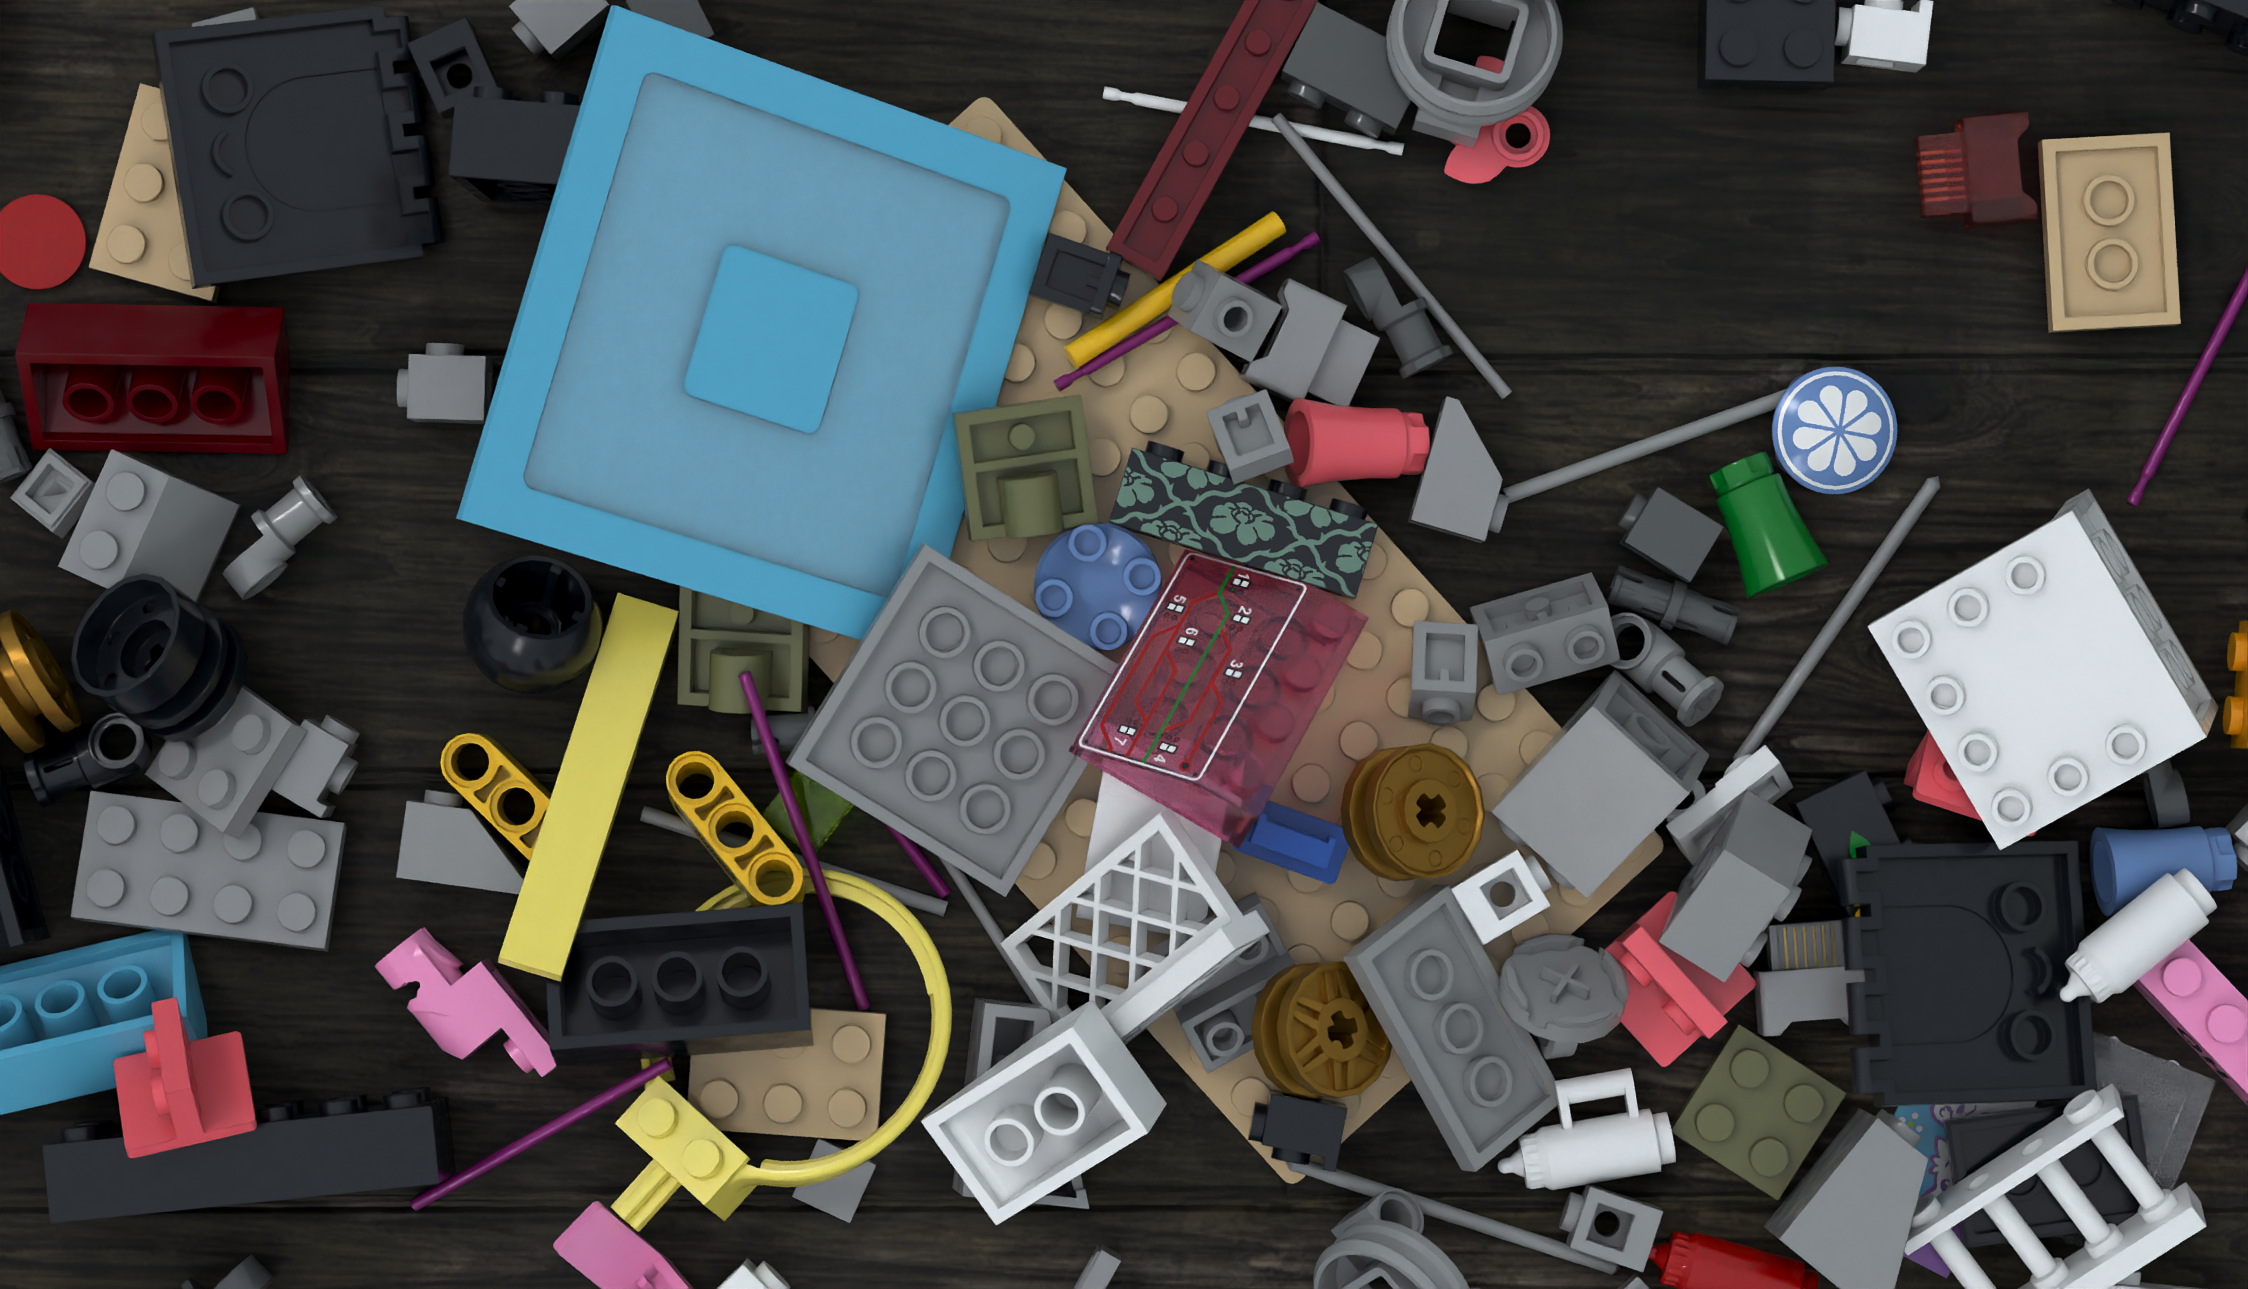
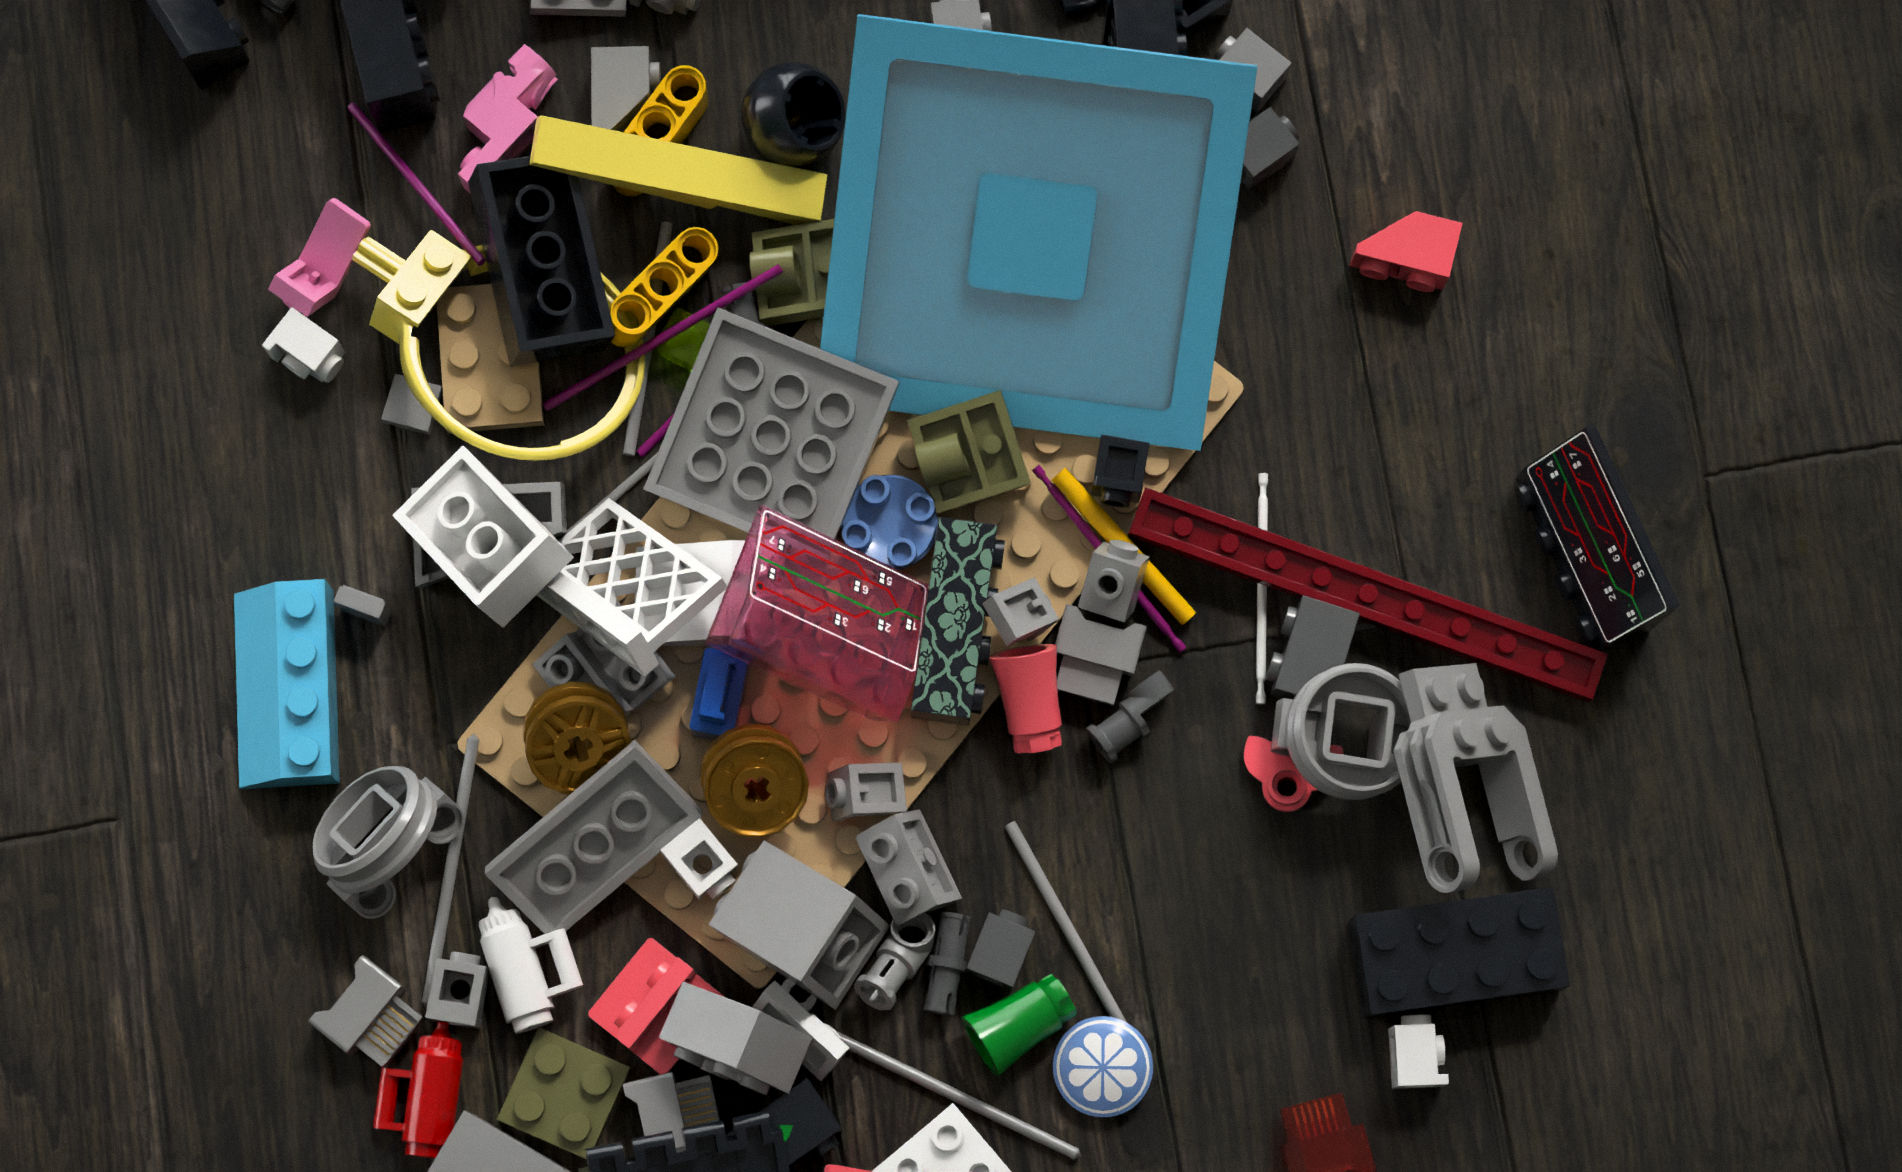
camera: 75 degrees right, 10 degrees down
(1299, 1128) = (499, 738): black brick -> none
(1391, 255) = (1177, 707): light grey axle -> none
(1458, 480) = (1015, 781): light grey slope -> none
(1563, 992) = (633, 919): light grey tile -> none

